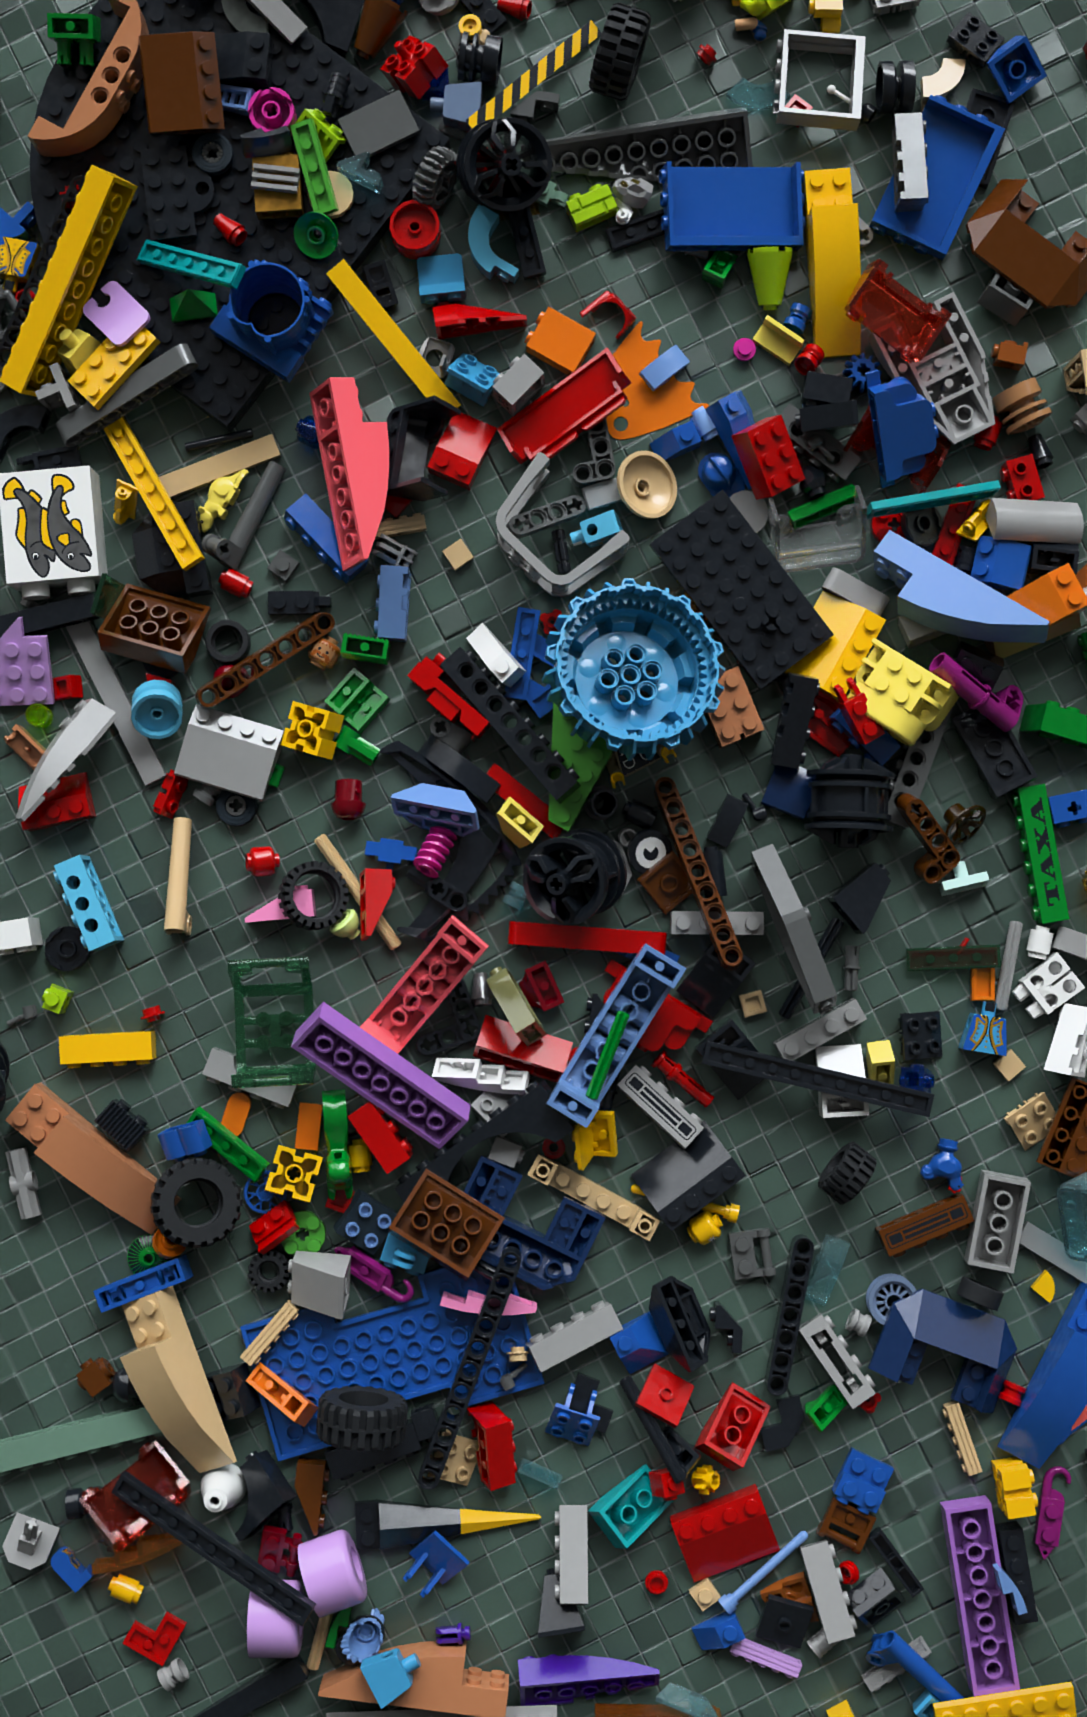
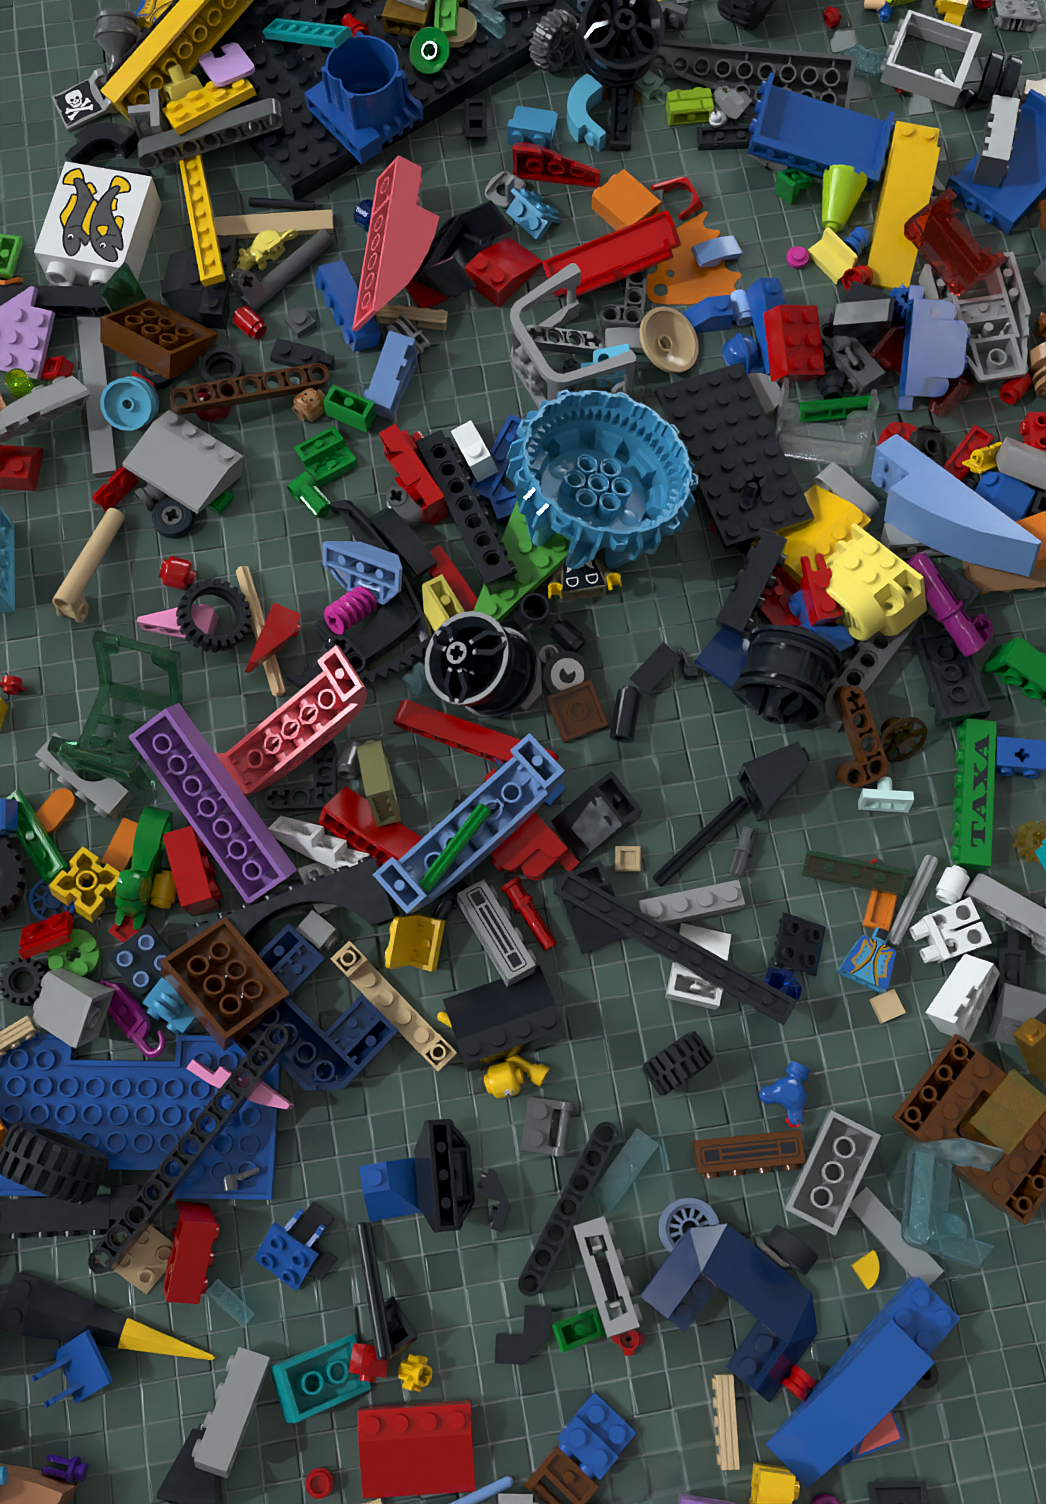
camera: 20 degrees right, 15 degrees down
(125, 502) = (175, 222): yellow hinge -> none
(193, 305) = (297, 77): green slope -> none
(312, 730) = (271, 464): yellow brick -> none
(347, 925) = (237, 657): yellowish green brick -> none
(348, 799) = (283, 538): dark red piece -> none
(389, 333) = (466, 147): yellow tile -> none
(390, 851) = (304, 599): blue piece -> none
(418, 217) = (522, 79): red wheel -> none
(458, 554) = (468, 356): tan tile -> none
(517, 1354) = (252, 1154): tan plate -> none
(518, 384) = (574, 223): light grey brick -> none
(541, 987) = (412, 775): dark red slope -> none
(553, 1154) = (370, 936): red plate -> none
(573, 1336) = (321, 1154): light grey brick -> none
(664, 1395) = (399, 1256): red plate -> none
(692, 922) = (602, 759): light grey brick -> none
(697, 884) = (609, 712): reddish brown beam -> none
(733, 1427) = (465, 1320): red slope -> none
(735, 712) = (690, 562): nougat piece -> none
(794, 929) = (693, 784): dark grey container -> none
(858, 1322) = (643, 1242): light grey wheel -> none
(880, 1061) = (748, 953): light yellow slope -> none
(932, 499) = (945, 421): teal tile -> none
(1031, 1120) = (897, 1073): tan hinge -> none

